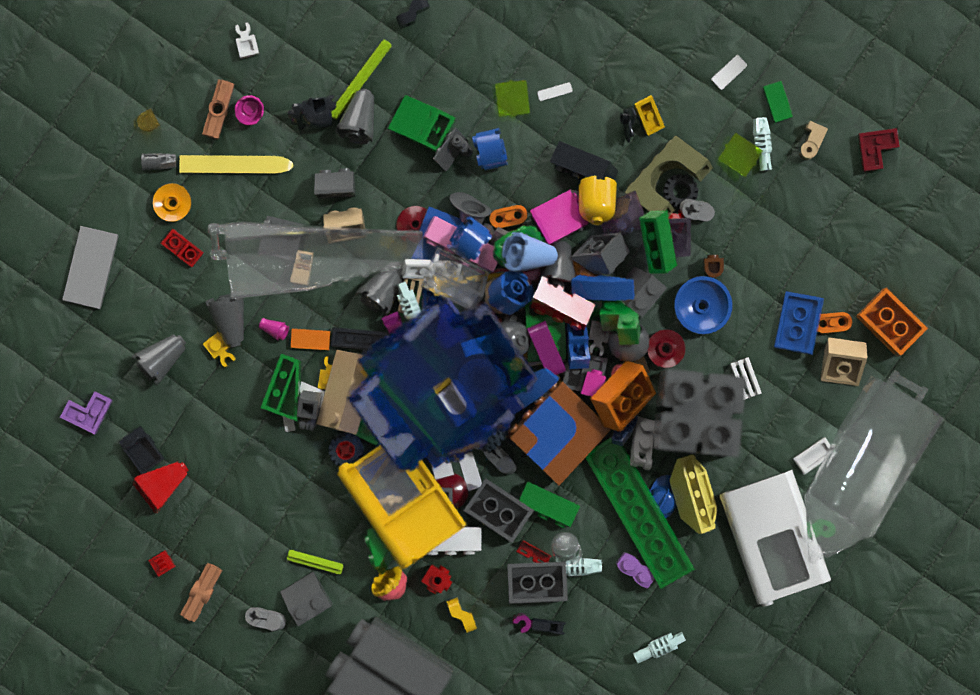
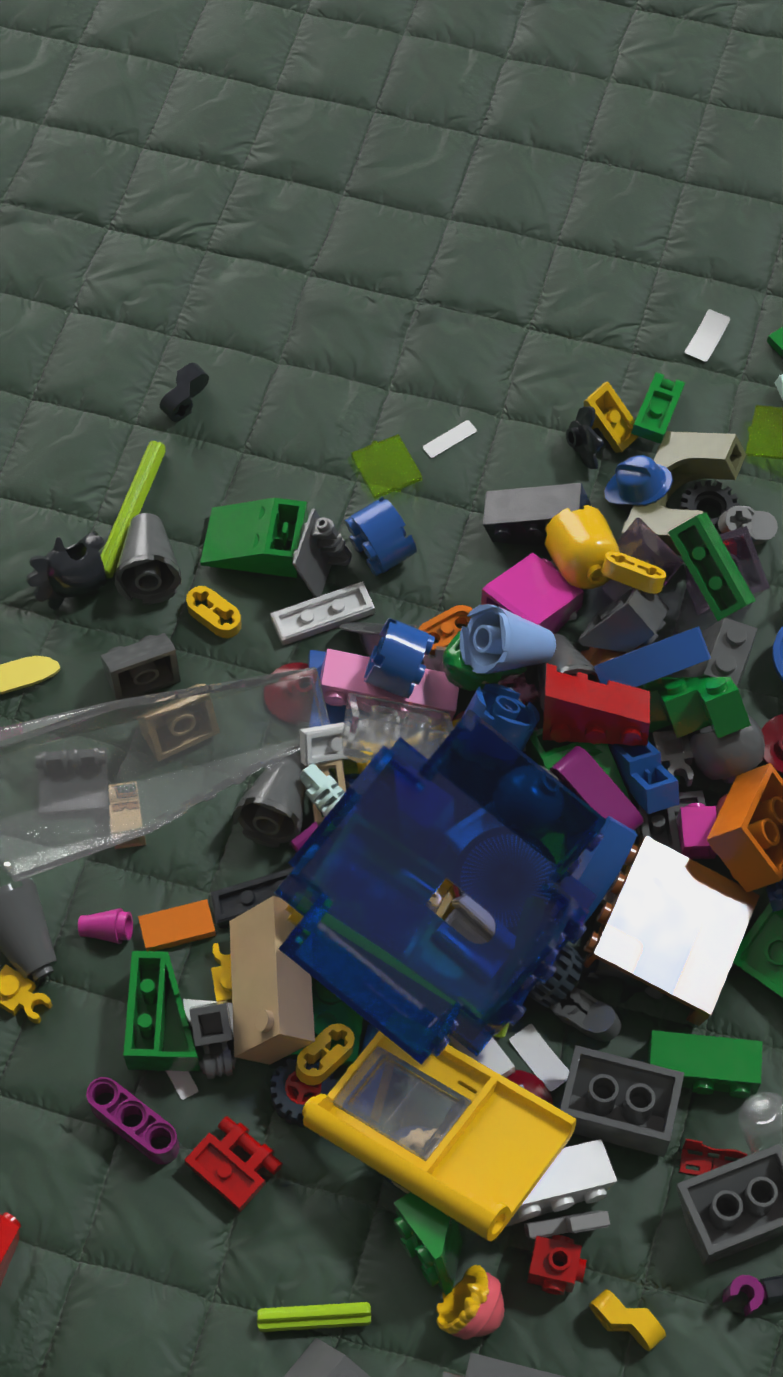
camera: 20 degrees left, 25 degrees down
(249, 432) = (123, 1106): none -> magenta beam
(294, 476) = (225, 1170): none -> red plate
(362, 443) = (320, 1049): none -> yellow beam
(389, 158) = (209, 616): none -> yellow beam
(445, 181) = (322, 613): none -> white tile
(456, 563) = (565, 1224): none -> light grey tile
(614, 230) = (633, 572): none -> yellow beam
(646, 163) = (638, 482): none -> blue piece
(678, 116) = (658, 408): none -> green plate

